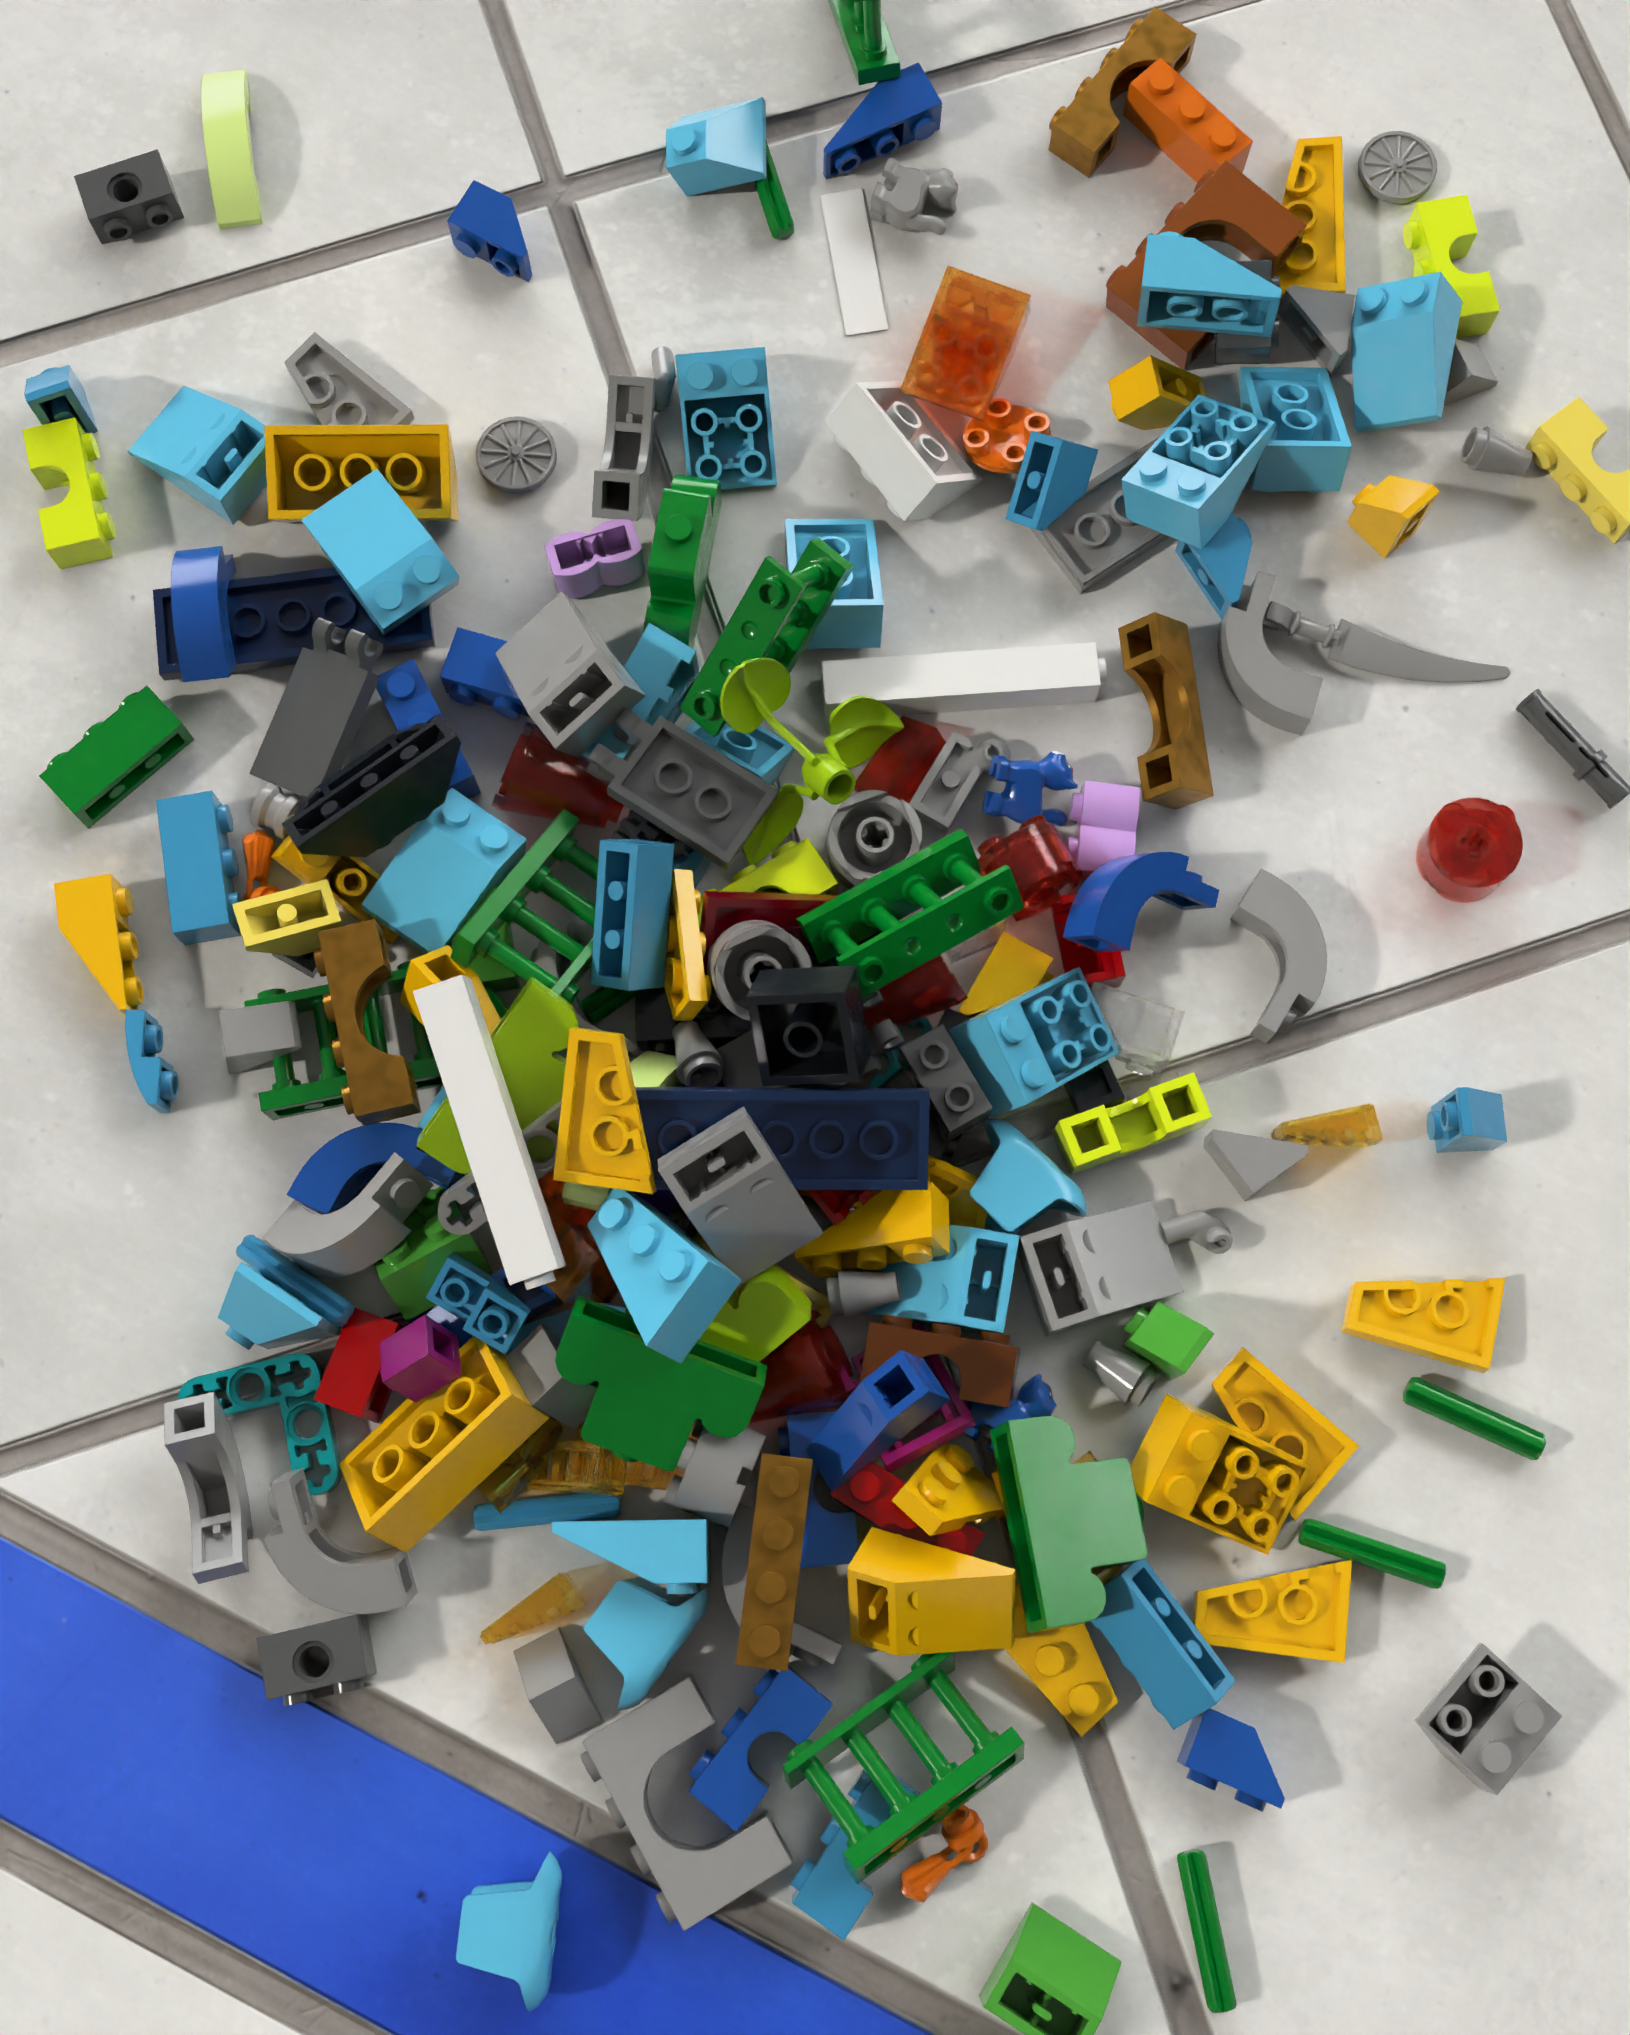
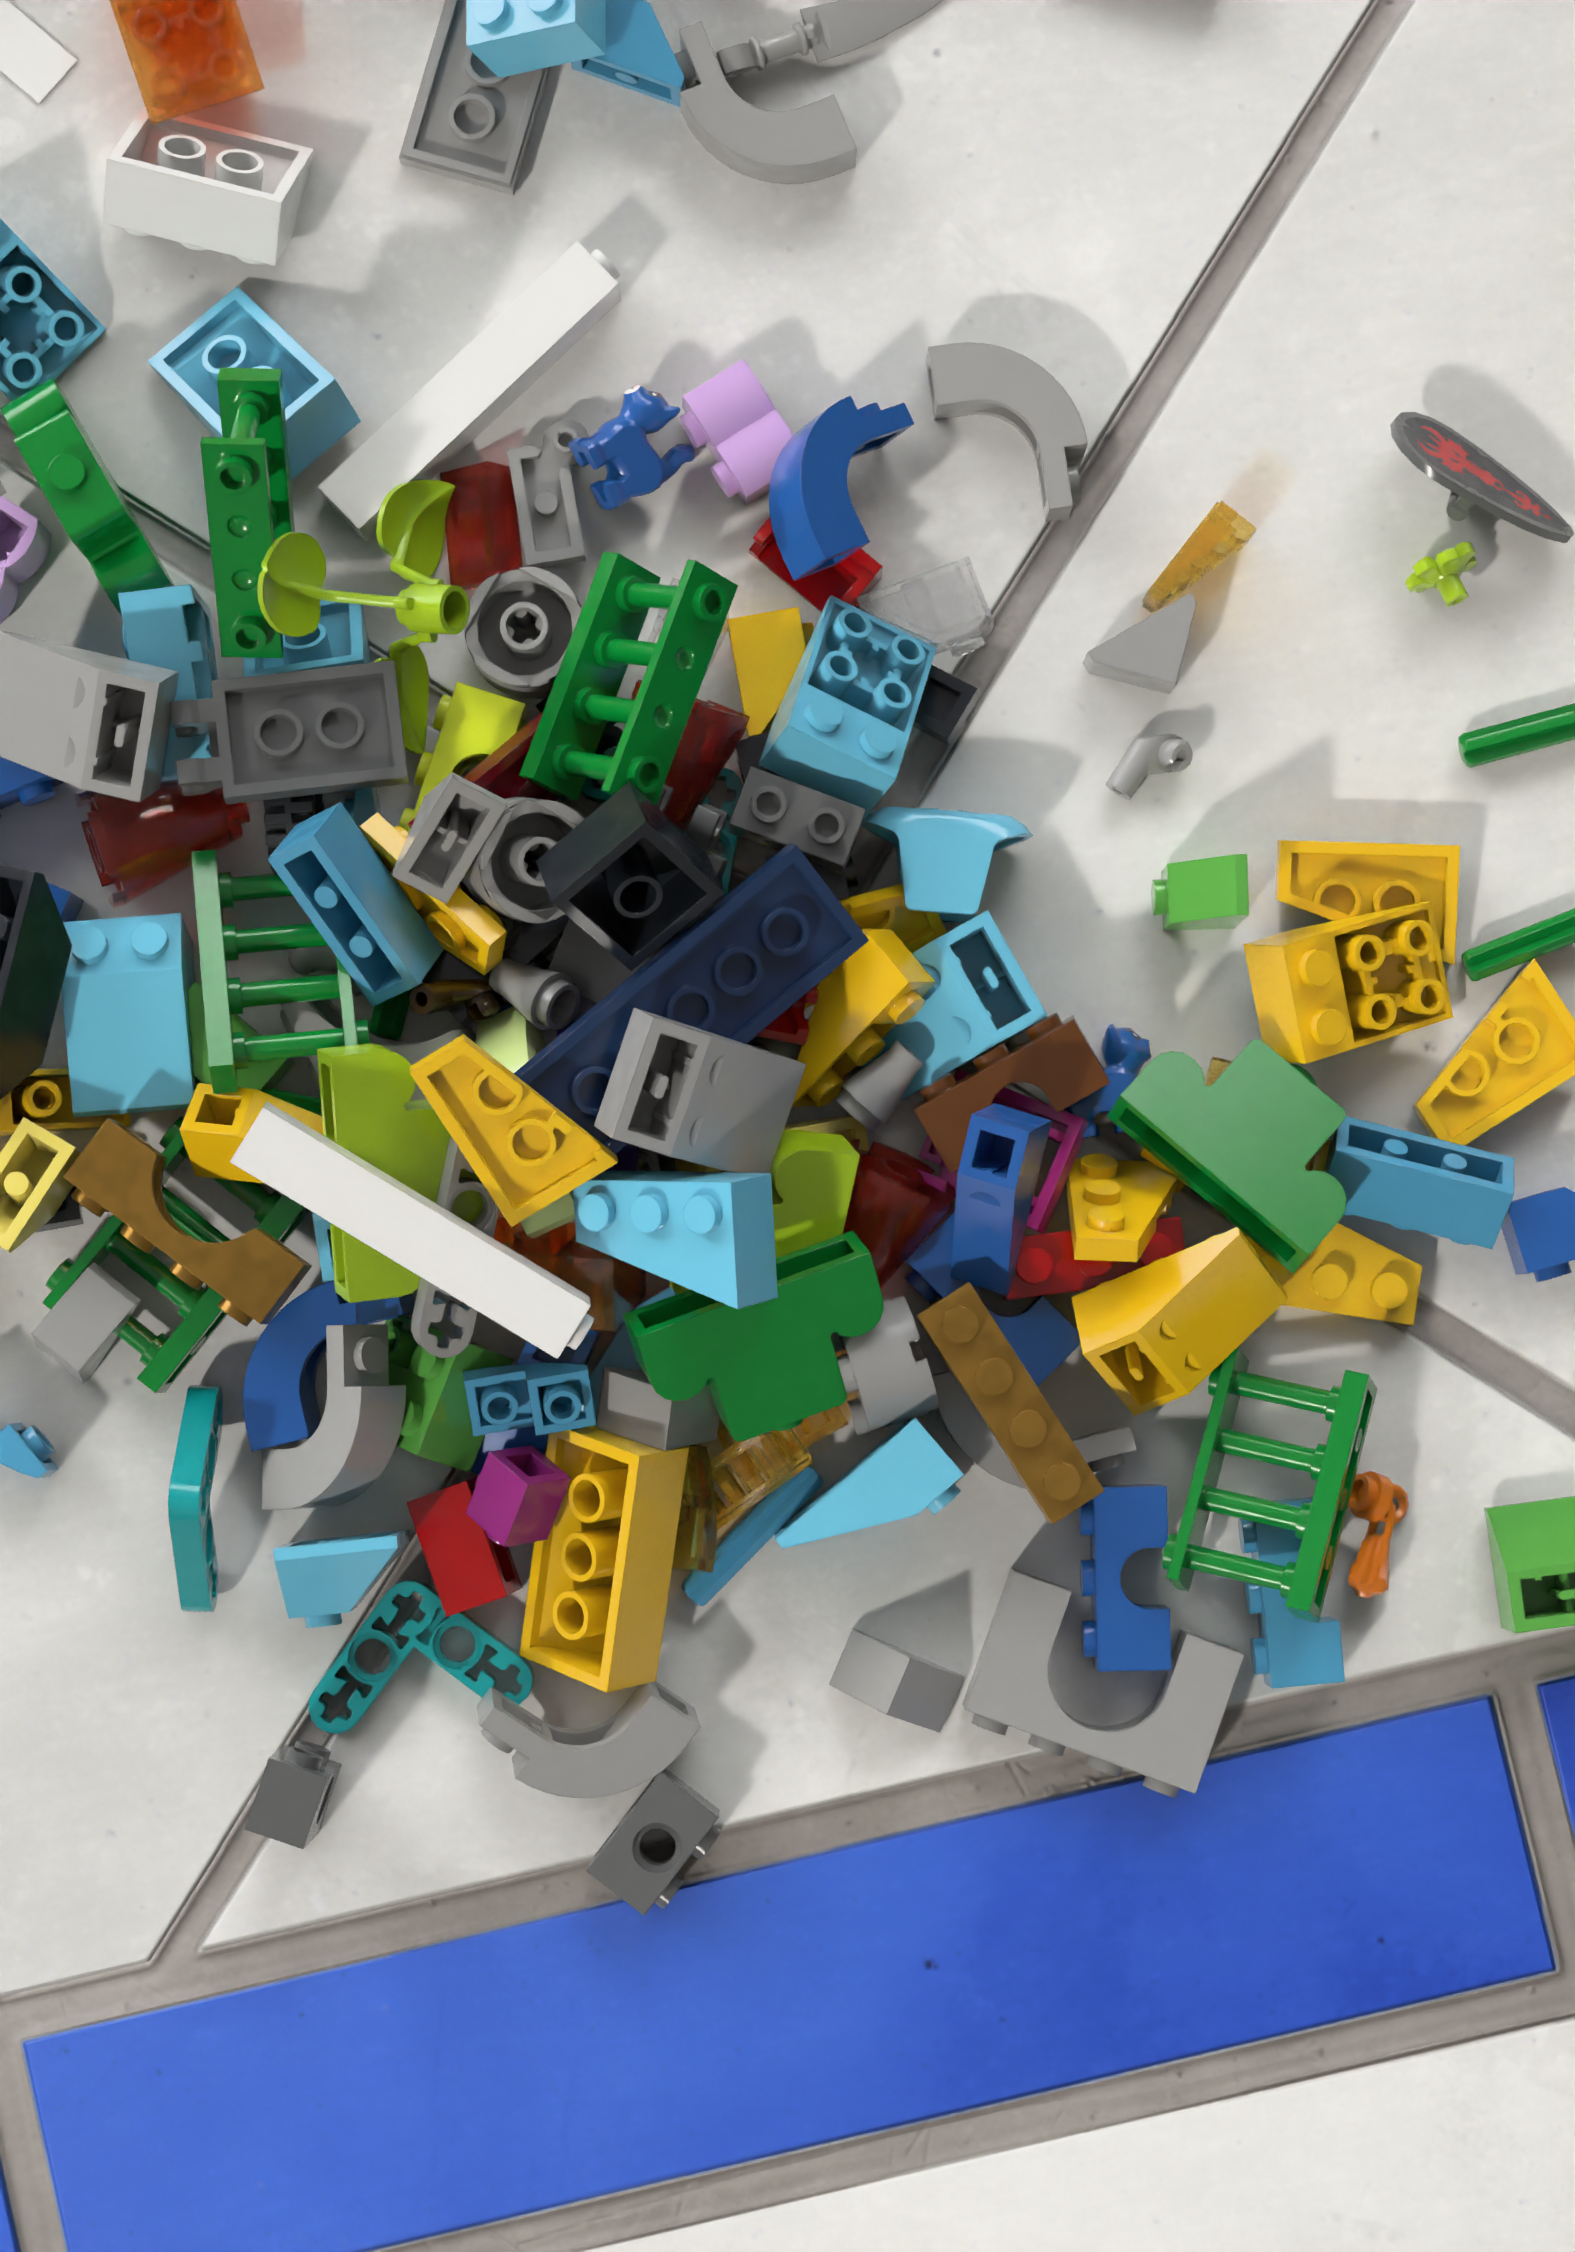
camera: 40 degrees left, 10 degrees up
(121, 1431) = (294, 1794): none -> dark grey brick
(214, 1483) = (422, 1772): light grey arch -> none
(221, 1189) = (190, 1499): none -> teal beam
(295, 1280) = (329, 1523): dark azure axle -> none
(513, 1930) = (1041, 1920): medium azure piece -> none
(547, 1603) = (825, 1617): clear yellow slope -> none
(641, 1014) = (455, 993): none -> dark brown arm
(642, 1634) = (938, 1568): medium azure piece -> none
(719, 913) = (447, 836): none -> light grey slope
(1003, 436) = (307, 85): orange dish -> none
(1037, 861) = (699, 523): clear red brick -> none
(1049, 480) = (387, 99): dark azure slope -> none
(1098, 1267) = (1083, 875): light grey slope -> none
(1123, 1129) = (1005, 709): neon yellow arch -> none
(1123, 1374) = (1185, 959): light grey cone -> none
(1161, 663) = (661, 210): pearl gold arch -> none
(1431, 1319) = (1431, 668): yellow wing -> none
(1467, 1121) = (1323, 442): dark azure slope -> none
(1483, 1264) = (1444, 573): none -> lime plant
(1486, 831) = (1119, 124): clear red brick -> none
(1550, 1221) = (1474, 477): none -> shield

